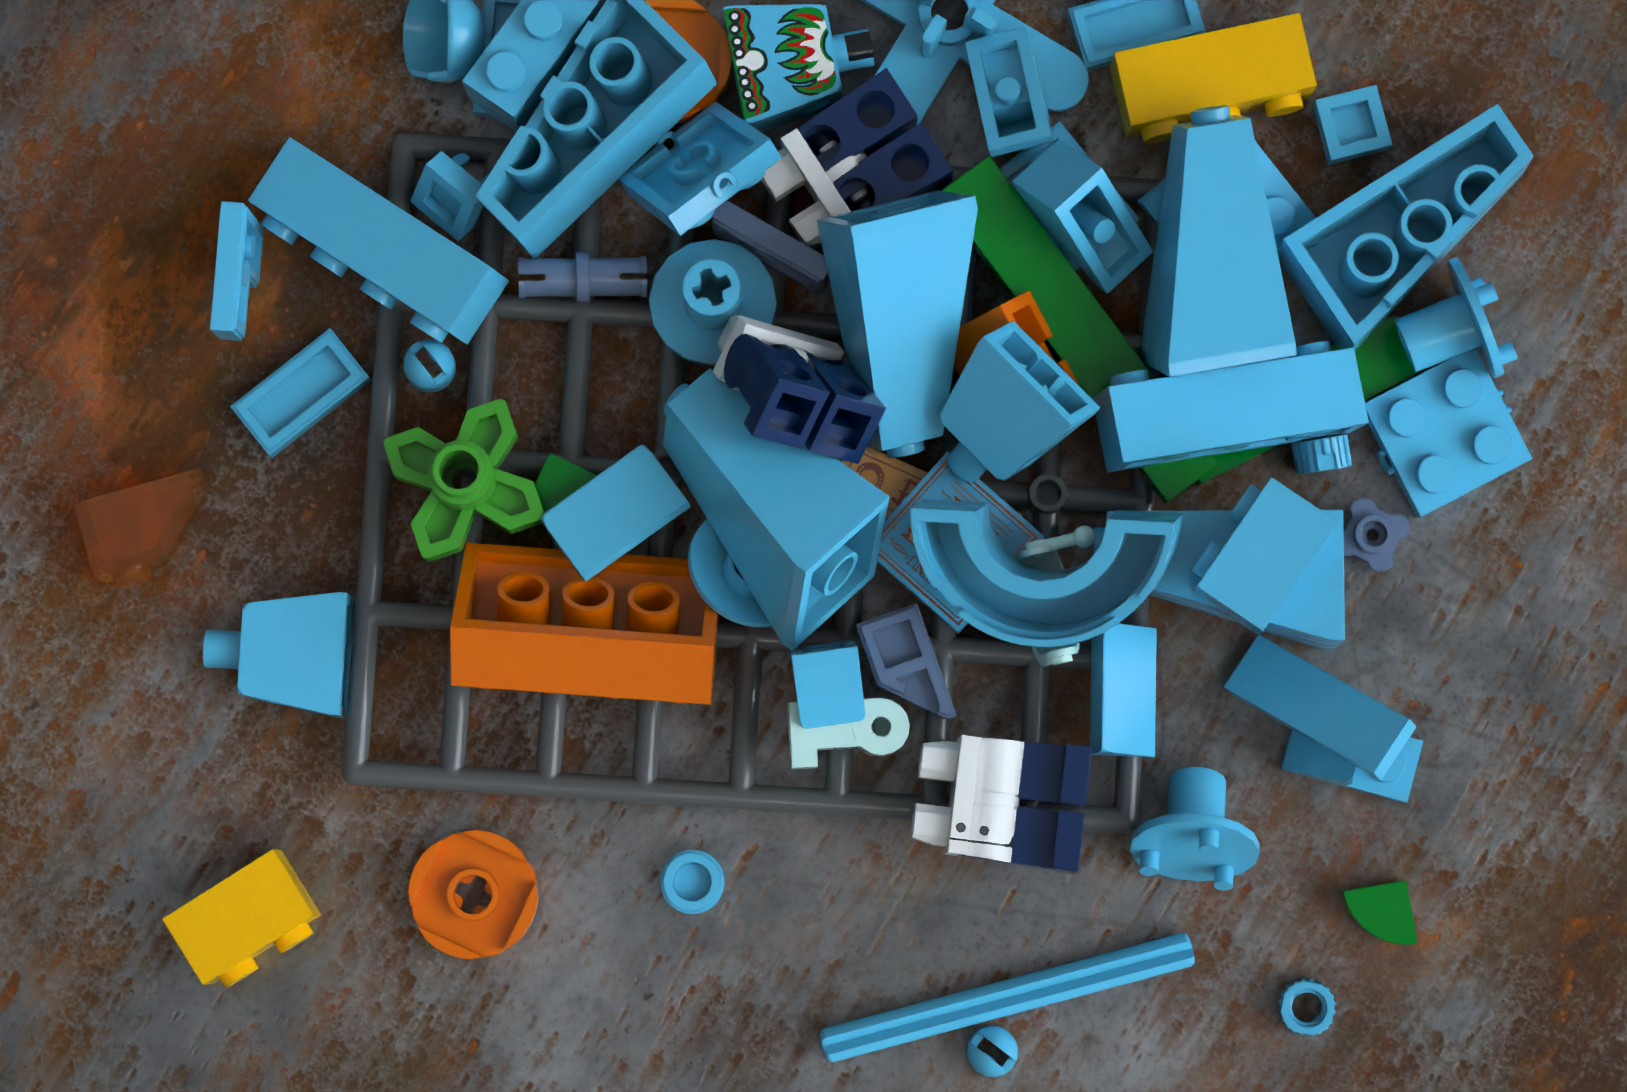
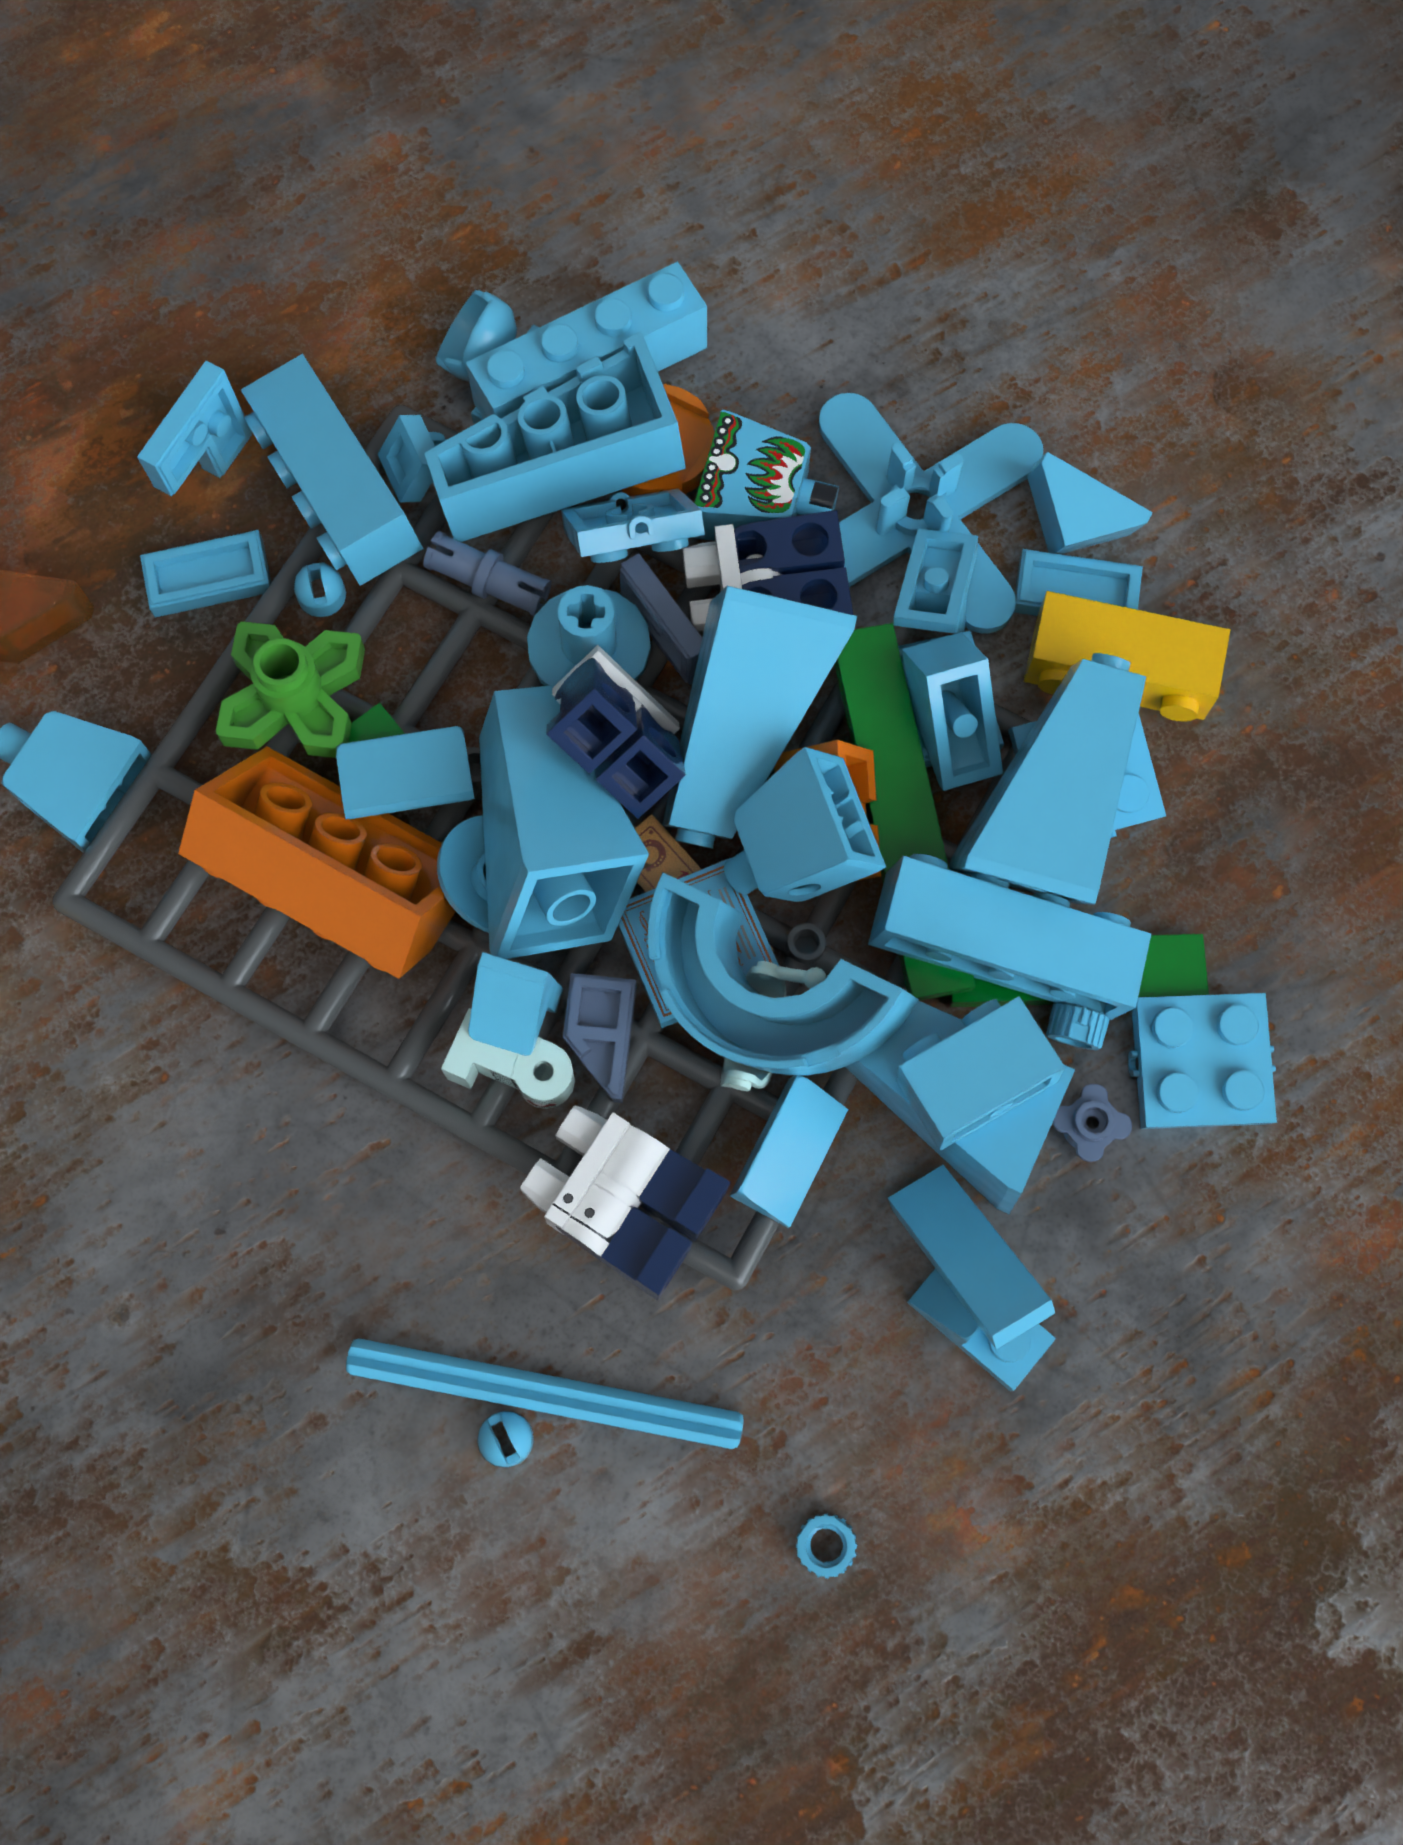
camera: 30 degrees right, 10 degrees down
(439, 908) = (75, 1056): orange plate -> none
(692, 881) = (312, 1145): medium azure tile -> none
(1195, 836) = (792, 1321): medium azure piece -> none
(1352, 124) = (1234, 753): medium azure plate -> none
(1383, 911) = (943, 1487): green tile -> none
(1391, 234) = (1238, 854): medium azure wedge -> none
(1454, 326) = (1256, 963): medium azure piece -> none

